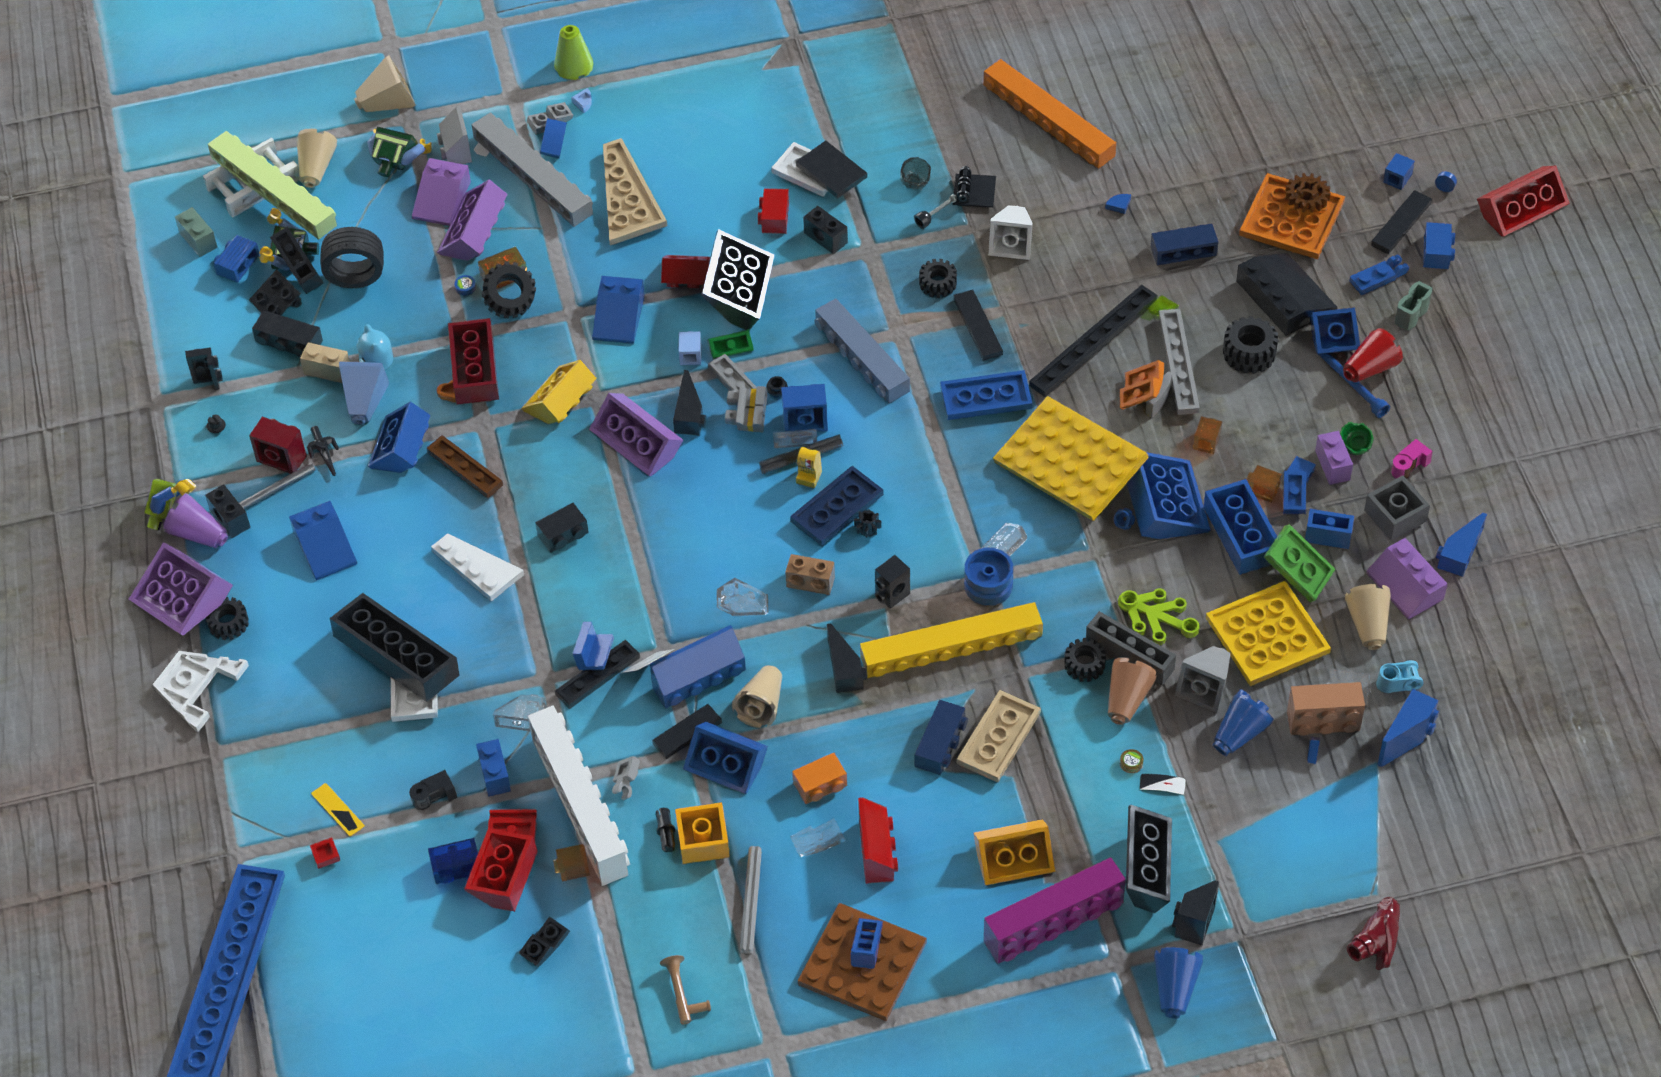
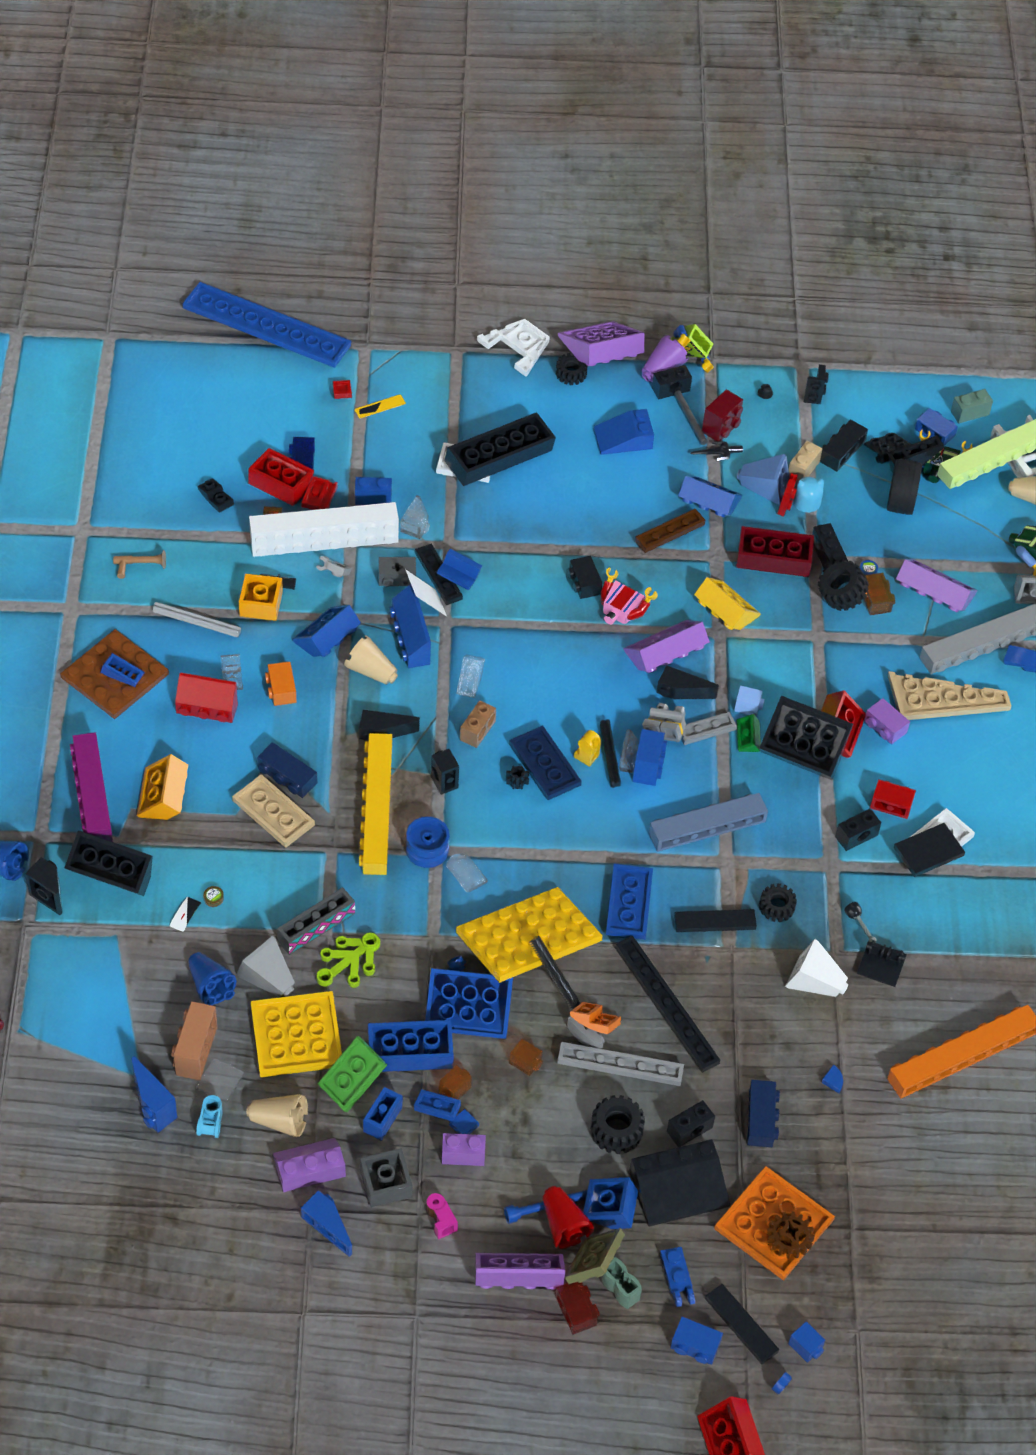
camera: 100 degrees right, 0 degrees up
(391, 359) = (789, 493): none -> red plate
(432, 790) = (369, 456): black leg -> none
(441, 191) = (979, 570): medium lavender slope -> none
(465, 308) = (827, 545): none -> black brick
(482, 570) = (563, 524): white wing -> none
(589, 483) = (623, 602): none -> torso
(612, 710) = (393, 571): none -> dark grey brick
(618, 309) = (807, 662): blue slope -> none
(676, 231) = (887, 721): none -> medium lavender brick
(681, 734) = (362, 610): black tile -> none
(772, 385) = (689, 749): black plate -> none
(915, 173) = (909, 916): clear smoke hair -> none
(1085, 670) = (318, 882): black tyre -> none
(1111, 420) = (557, 975): none -> black axle
(1128, 688) = (275, 905): nougat cone -> none
(1162, 303) = (694, 1075): clear neon green tile -> none
(1221, 292) = (690, 1123): none -> black brick
(1313, 750) = (167, 1027): blue tile -> none
(1357, 438) = (478, 1174): green hair -> none
(1406, 319) = (594, 1256): none -> olive plate
(1443, 377) = (519, 1270): none -> medium lavender slope
(1449, 336) = (577, 1306): none -> clear red brick

